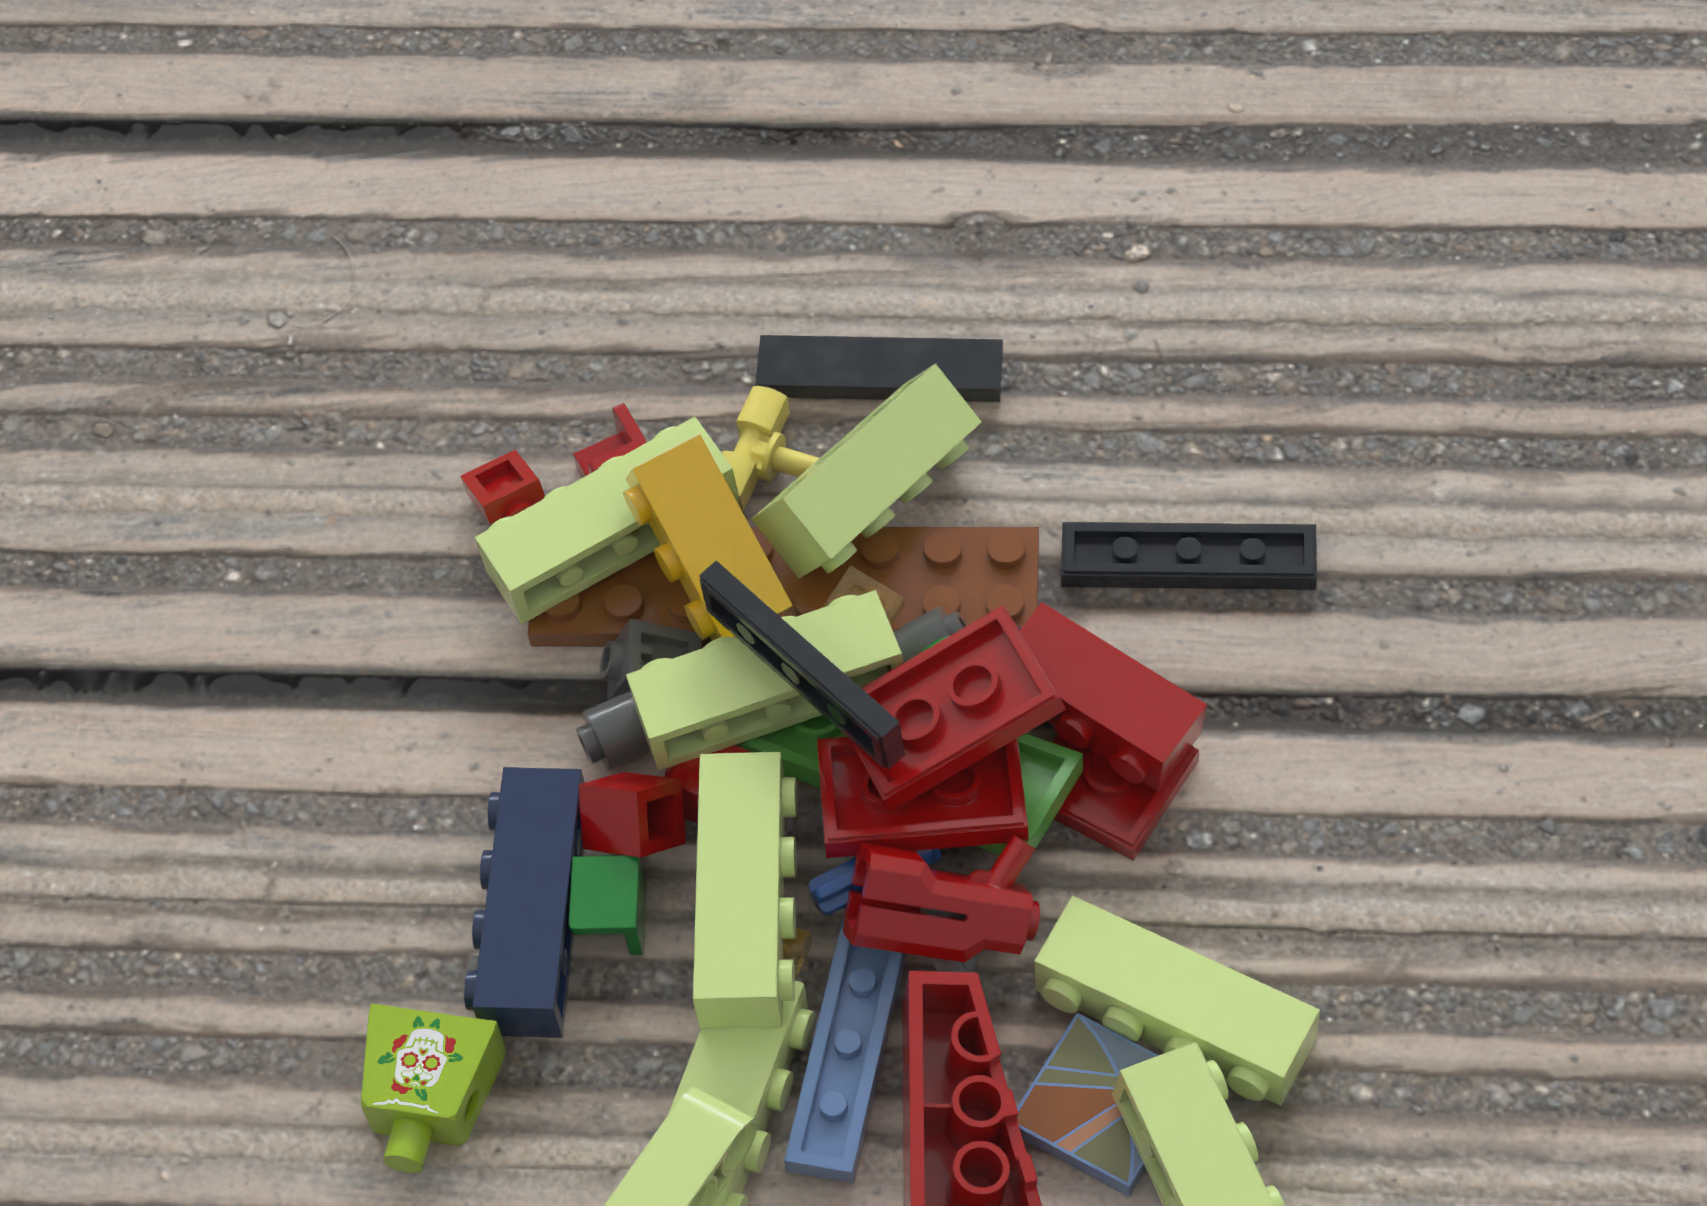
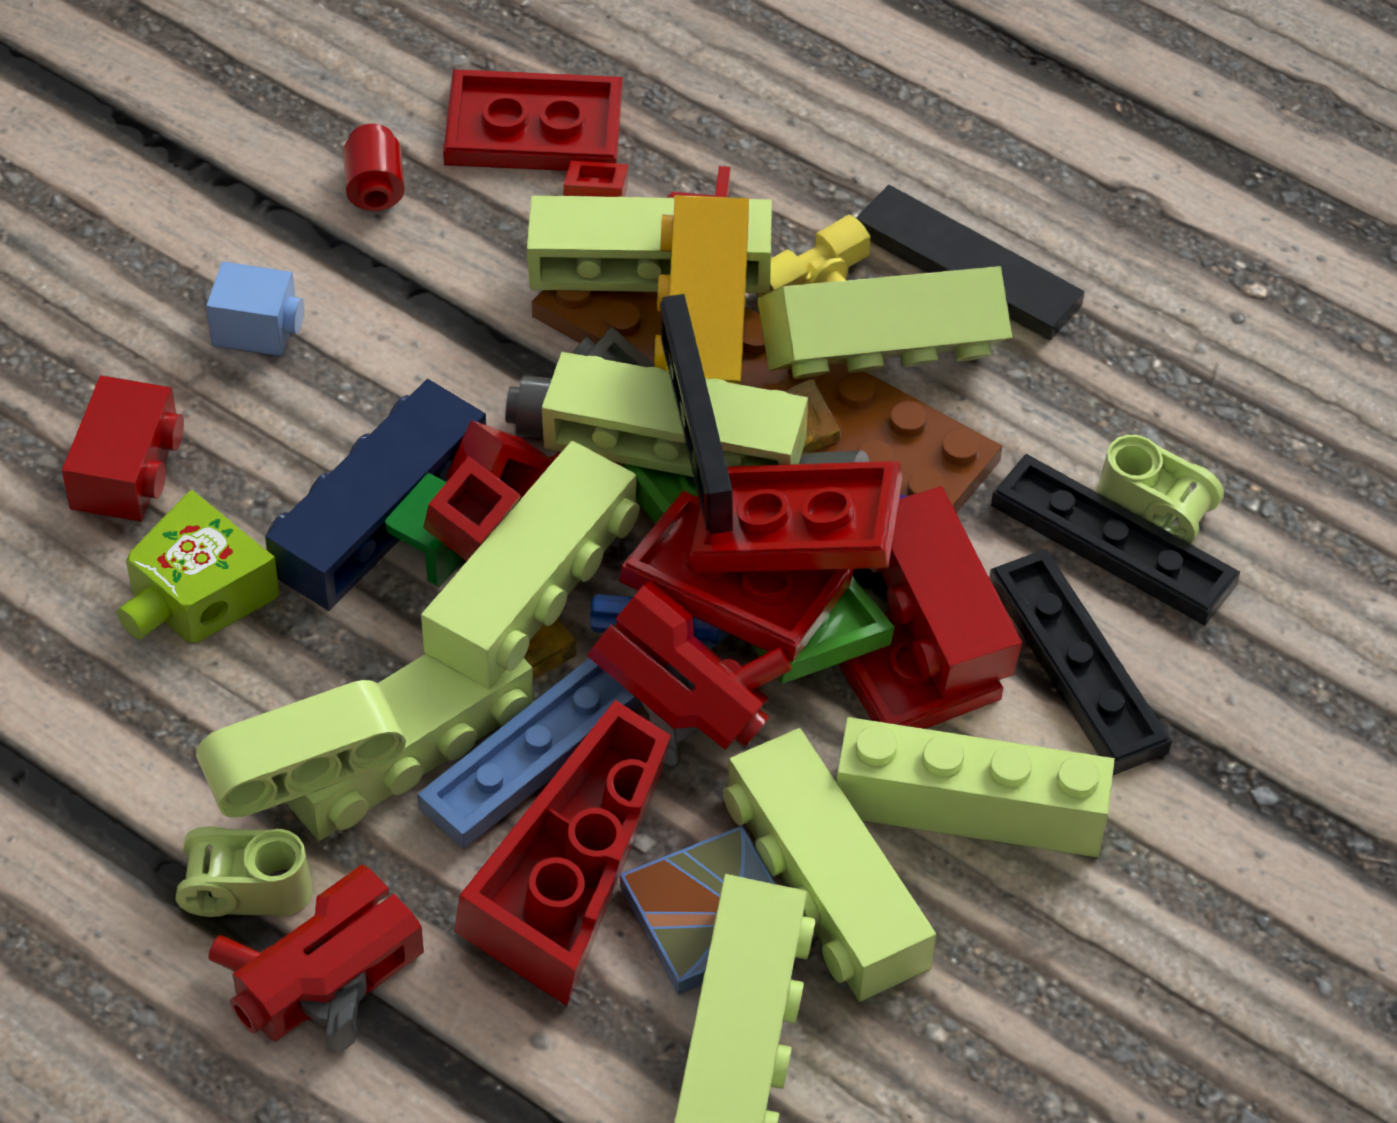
camera: 25 degrees right, 5 degrees down
(263, 1000) = (122, 448): none -> red brick
(281, 792) = (253, 309): none -> light blue brick
(284, 588) = (373, 168): none -> red brick
(389, 455) = (531, 119): none -> red tile
(656, 873) = (469, 508): none -> red brick
(1198, 486) = (1158, 485): none -> yellowish green piece
(1245, 687) = (1079, 661): none -> black tile
(1248, 855) = (976, 786): none -> yellowish green brick

